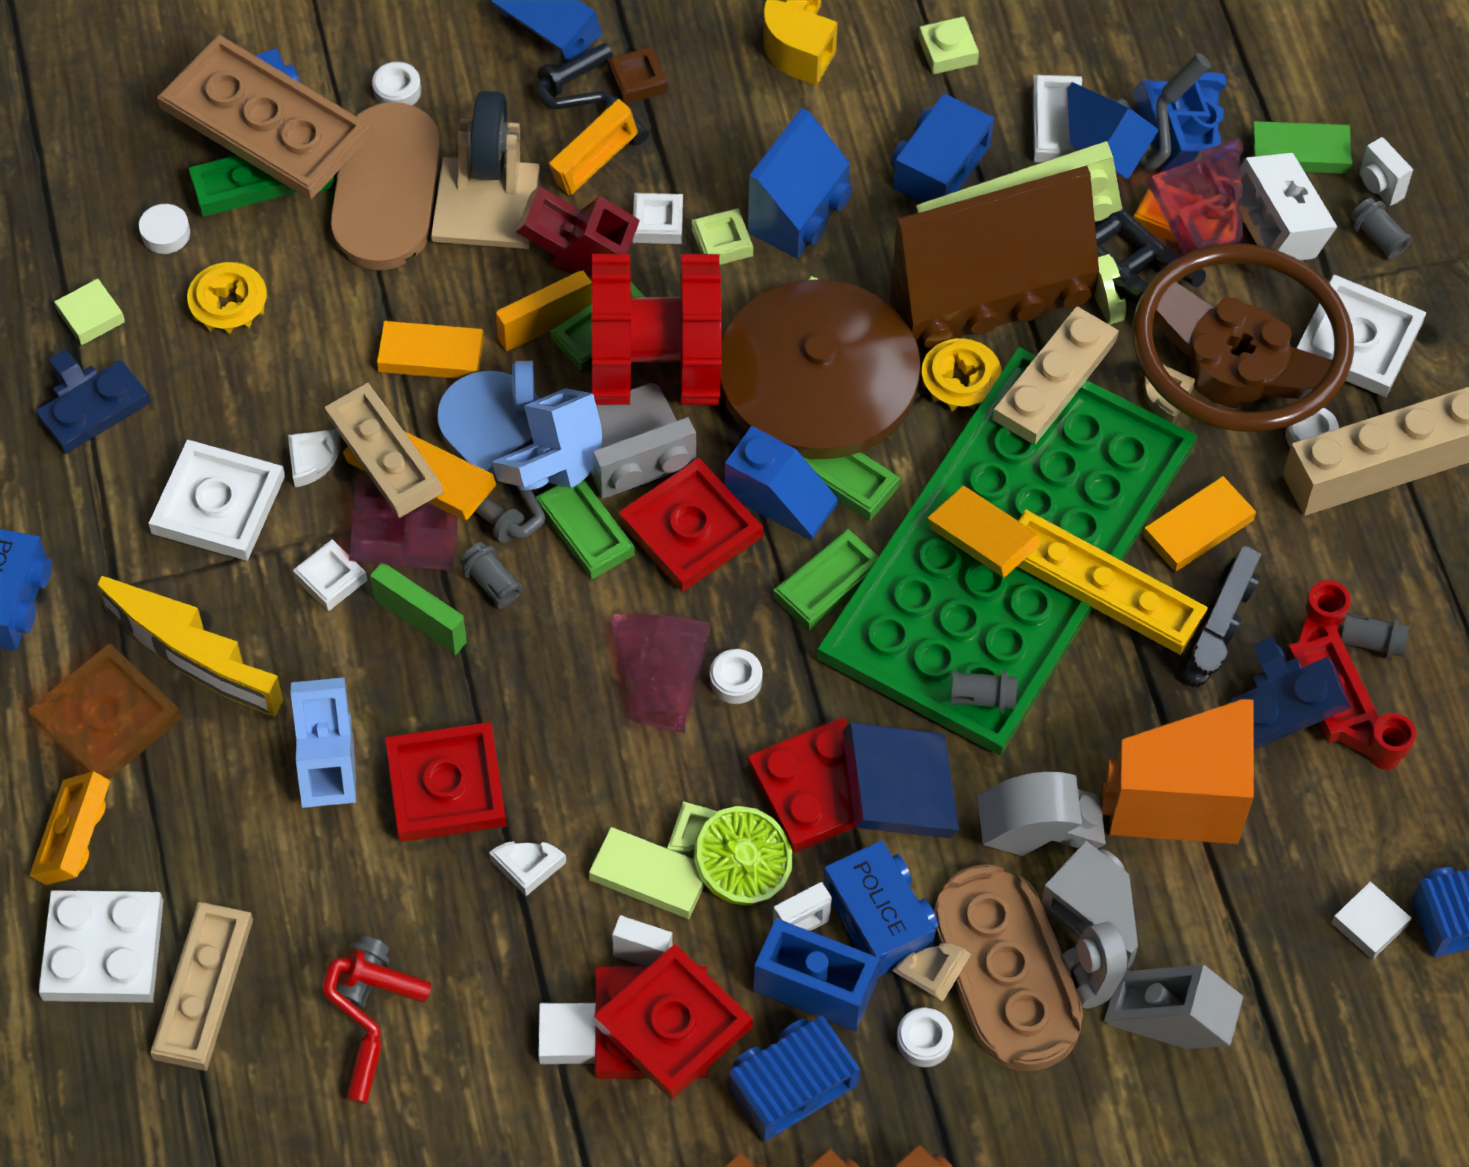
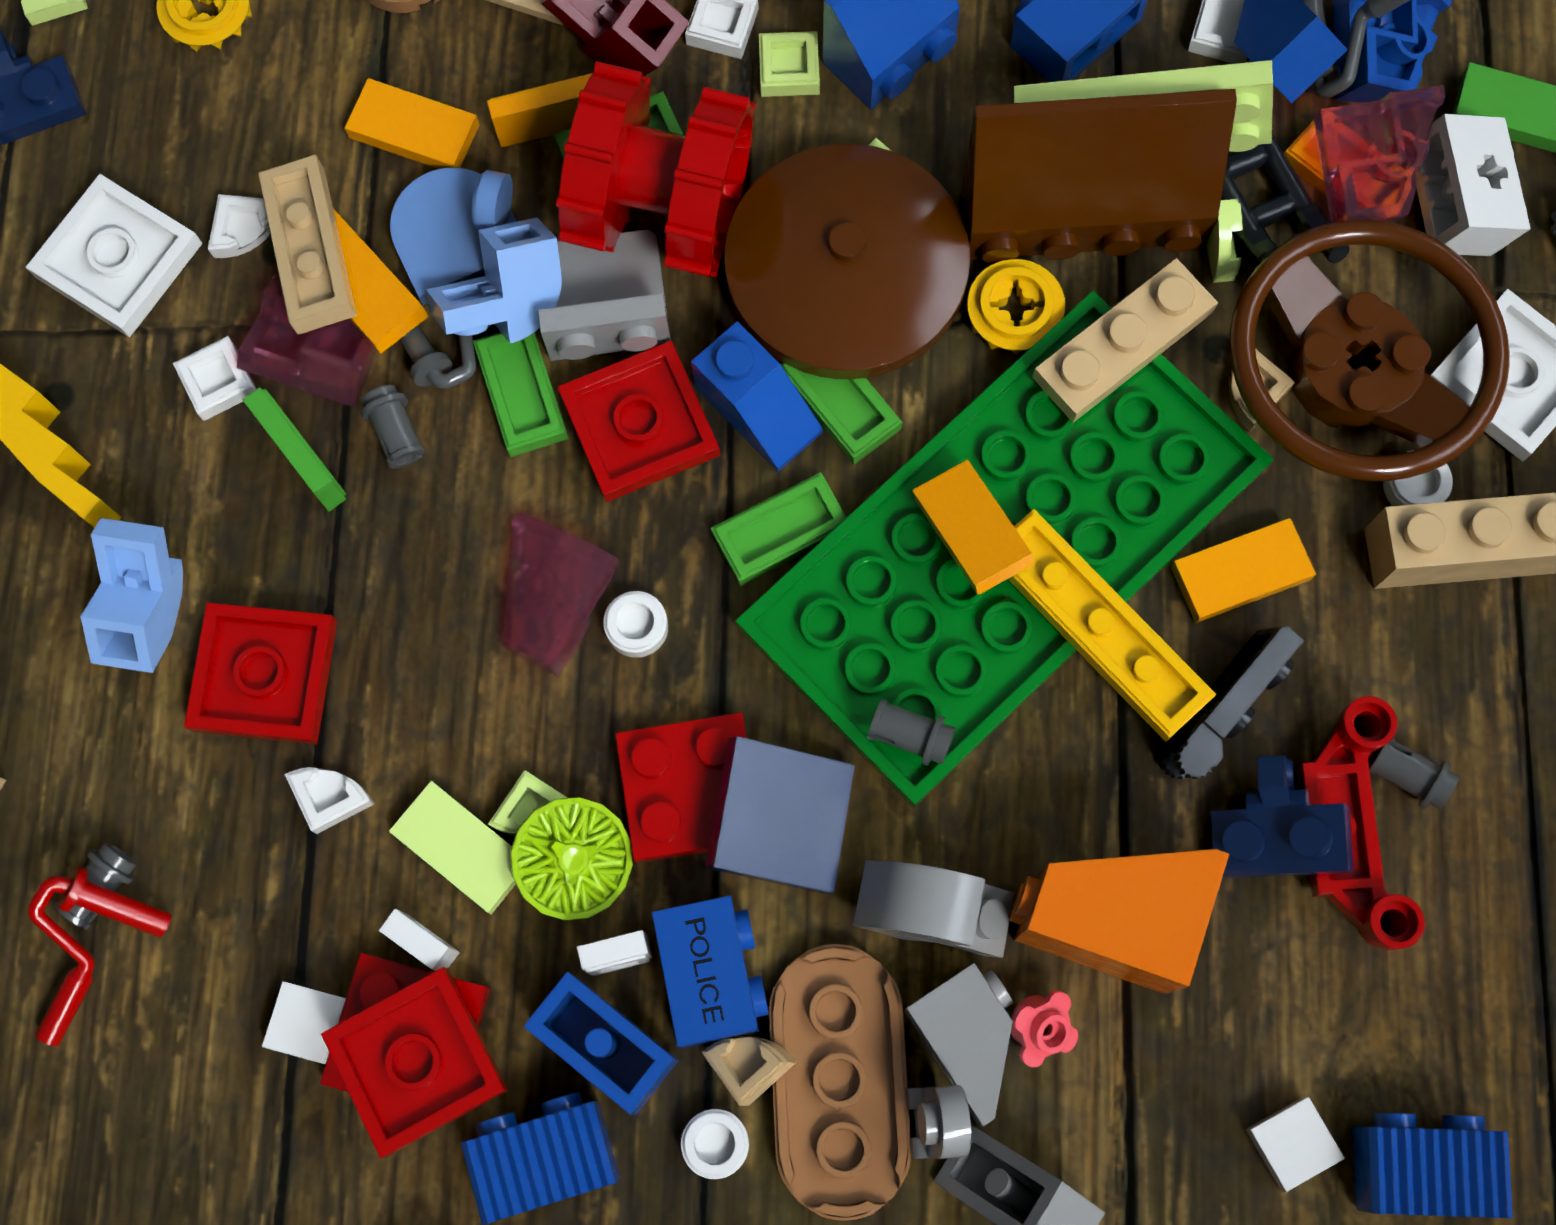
camera: 20 degrees right, 15 degrees up
(1143, 886) = (1032, 1018): none -> coral plate

